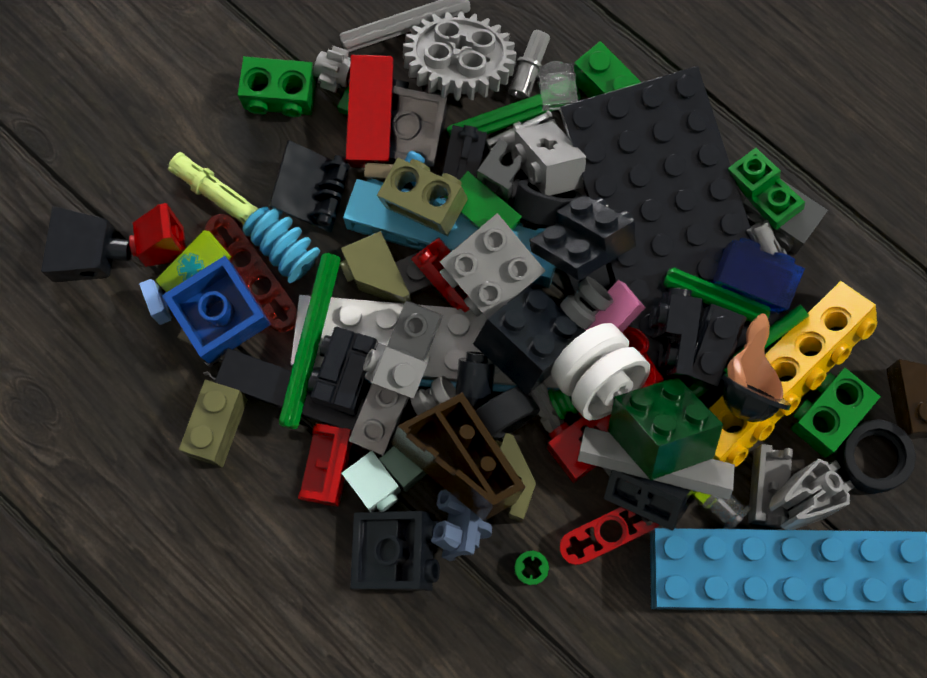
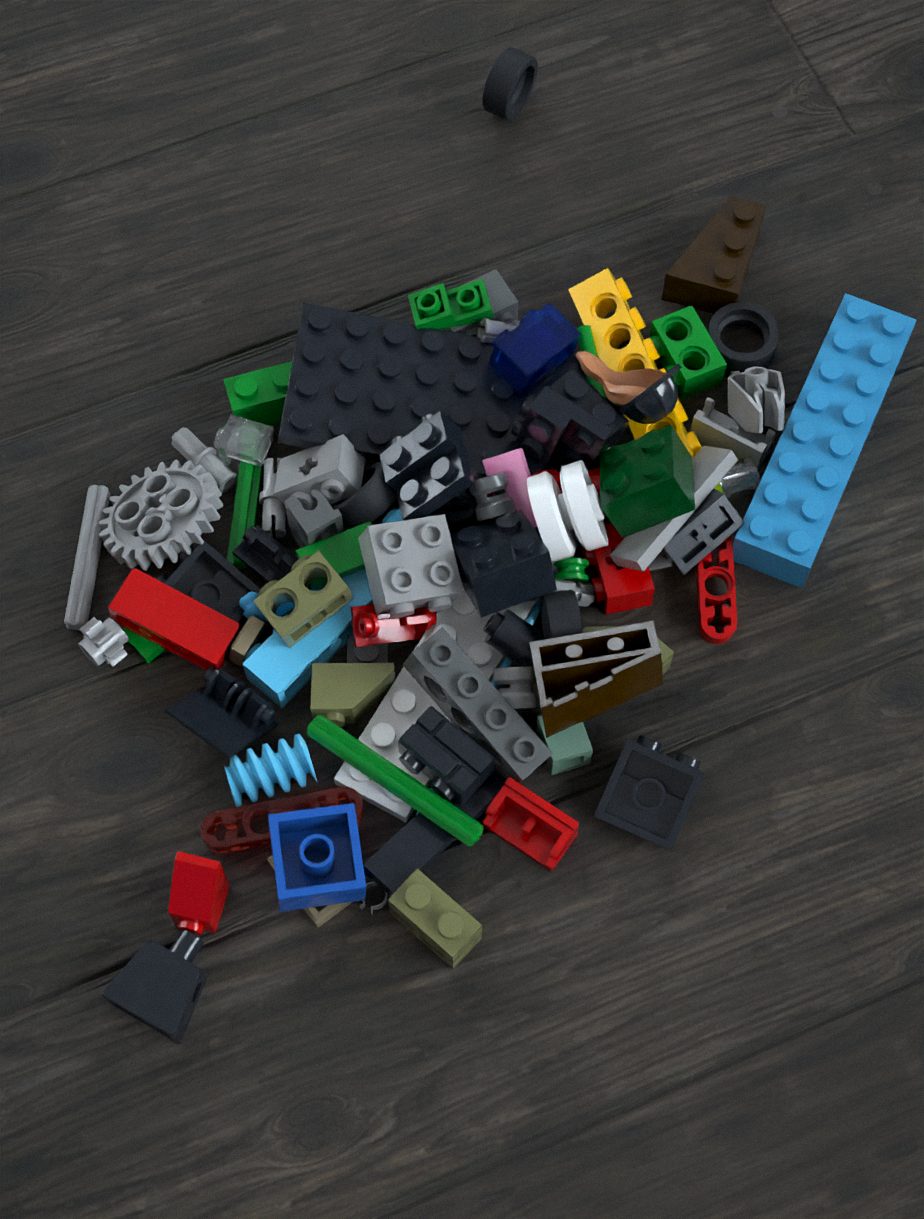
camera: 70 degrees left, 10 degrees down
(156, 304) = (266, 929): light blue tile -> none
(194, 258) = (249, 875): lime tile -> none
(203, 182) = (165, 822): yellowish green pin -> none
(280, 78) = (79, 703): green brick -> none
(372, 483) = (572, 783): light aqua brick -> none
(394, 370) = (476, 695): light grey bracket -> none
(461, 531) = (655, 716): sand blue hips -> none
(543, 568) = (713, 684): green bush -> none
(715, 294) = (508, 411): green axle -> none

